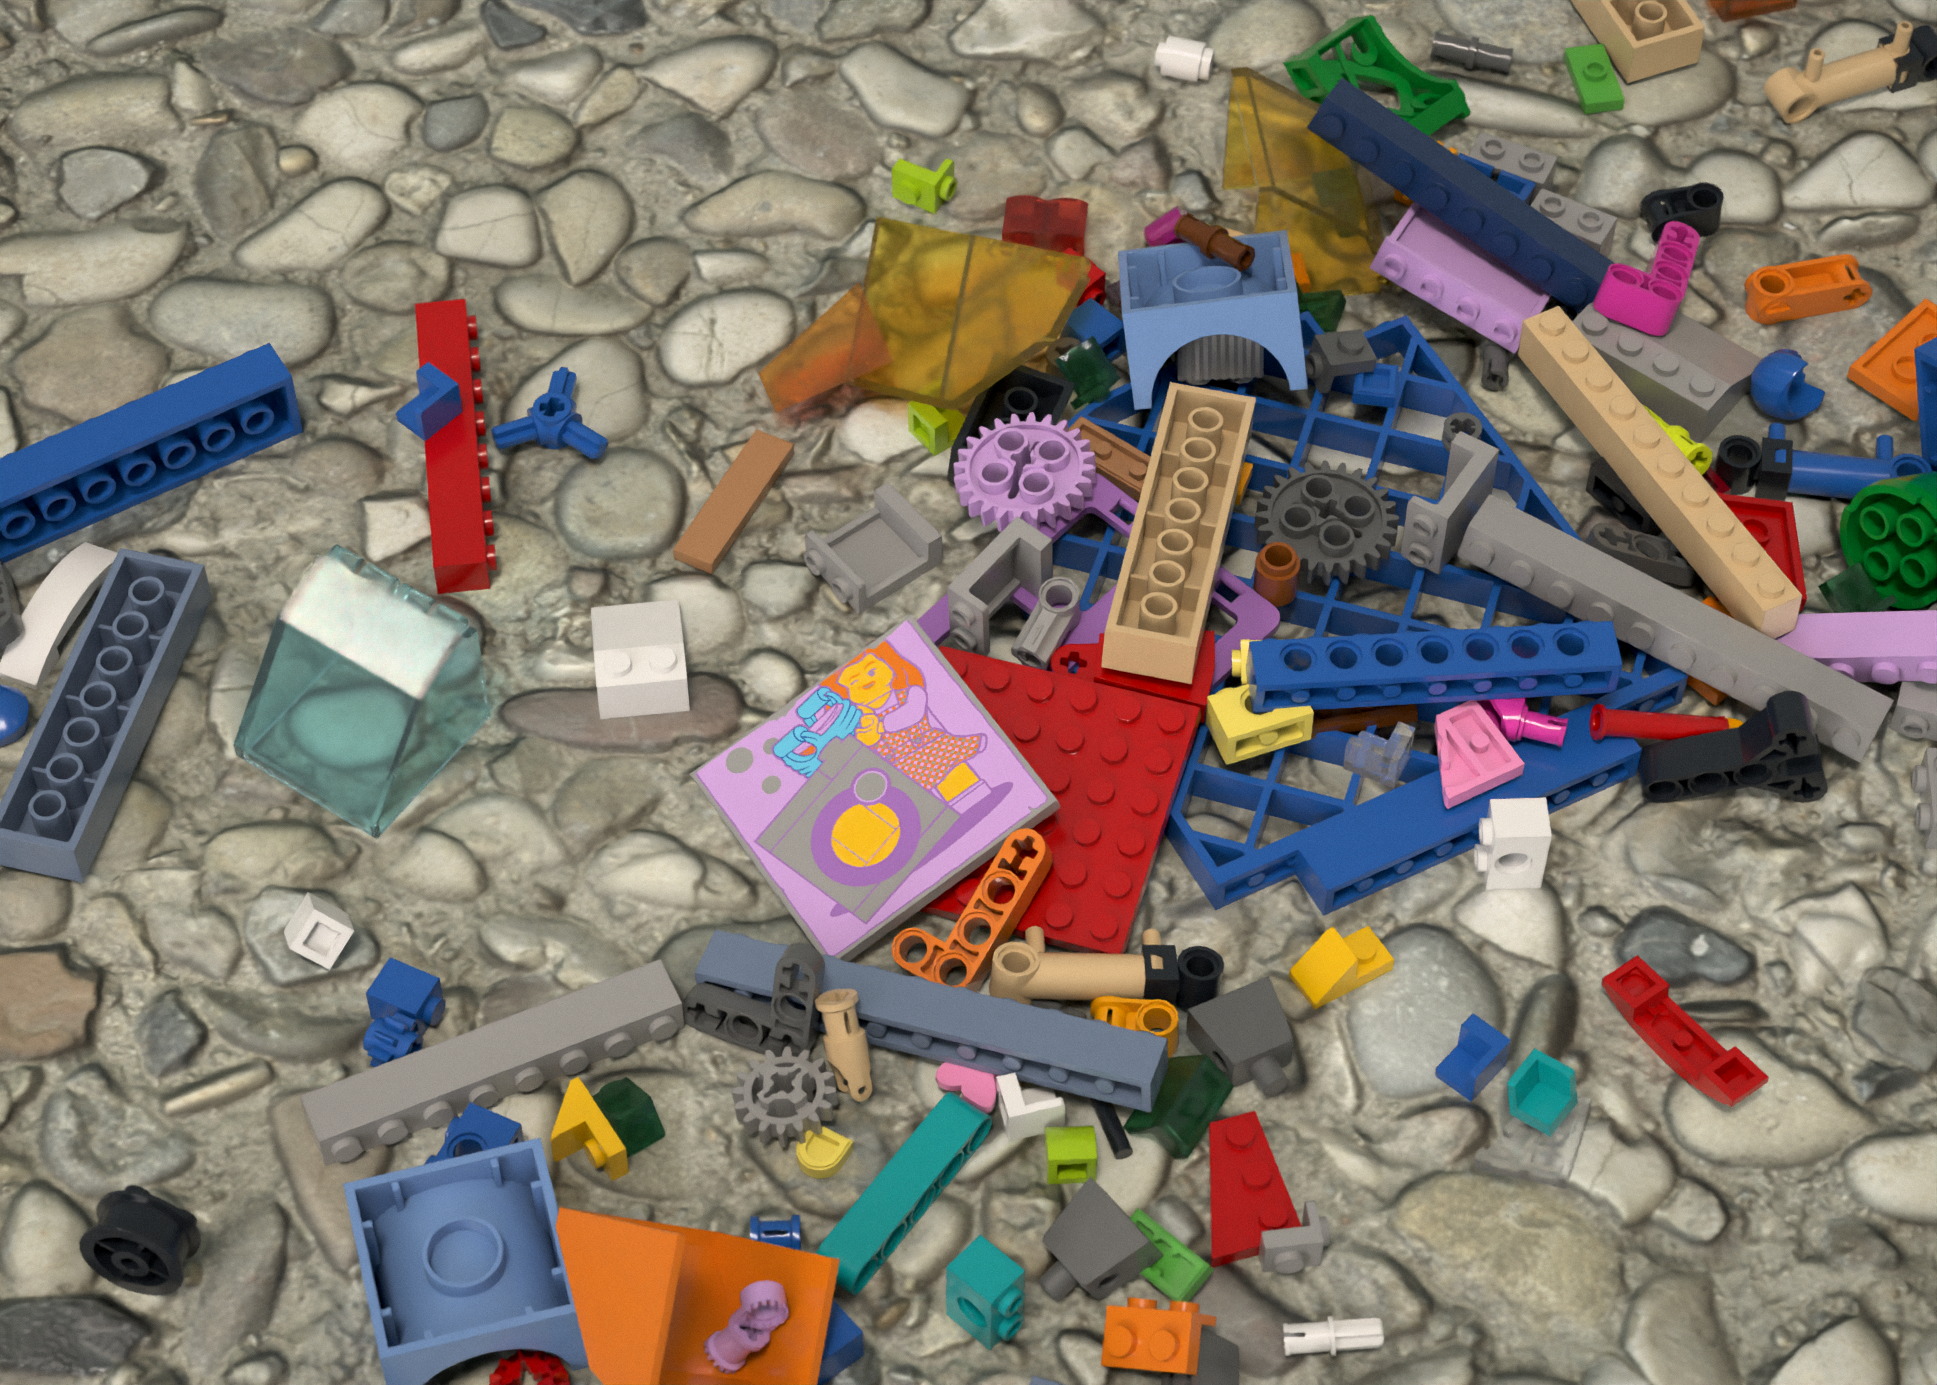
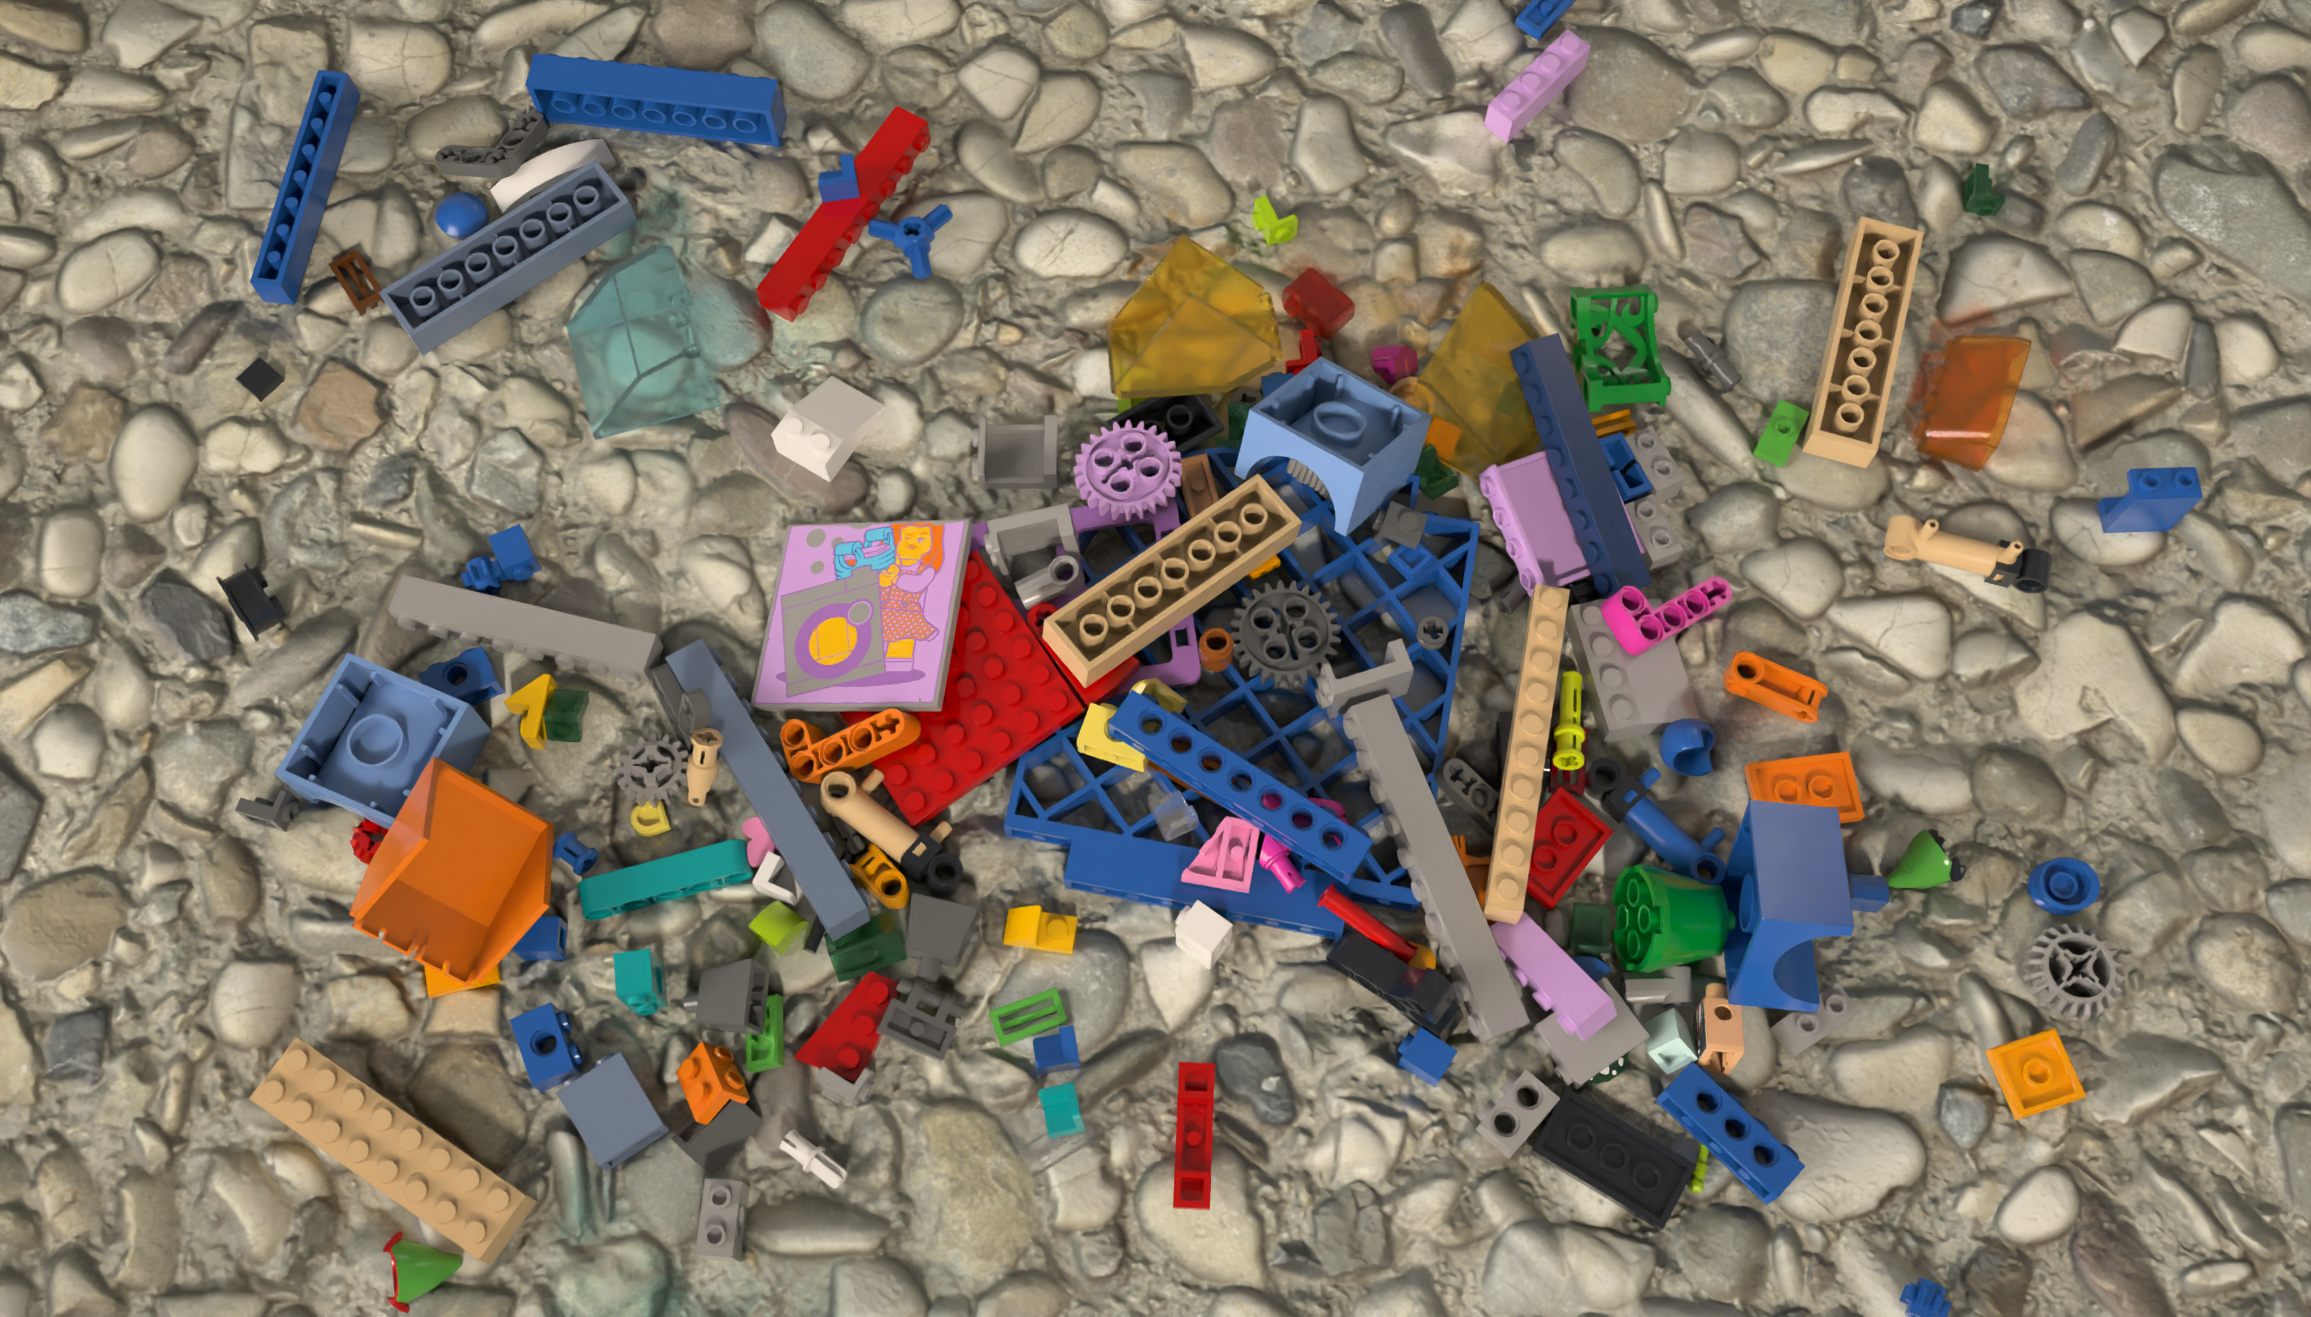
camera: 40 degrees right, 15 degrees up
(318, 931) = (508, 477): white panel -> none
(733, 501) = (972, 362): medium nougat tile -> none
(748, 1326) = (500, 895): lavender connector -> none
(828, 353) = (1098, 305): clear orange wedge -> none
(1184, 59) = (1517, 241): white brick -> none
(1214, 242) = (1374, 394): reddish brown pin -> none
(1313, 1137) = (917, 1029): none -> dark grey plate
(1394, 1082) = (1032, 1030): none -> bright green tile
(1693, 205) = (1742, 570): black piece -> none
(1823, 809) = (1426, 1056): none -> blue brick

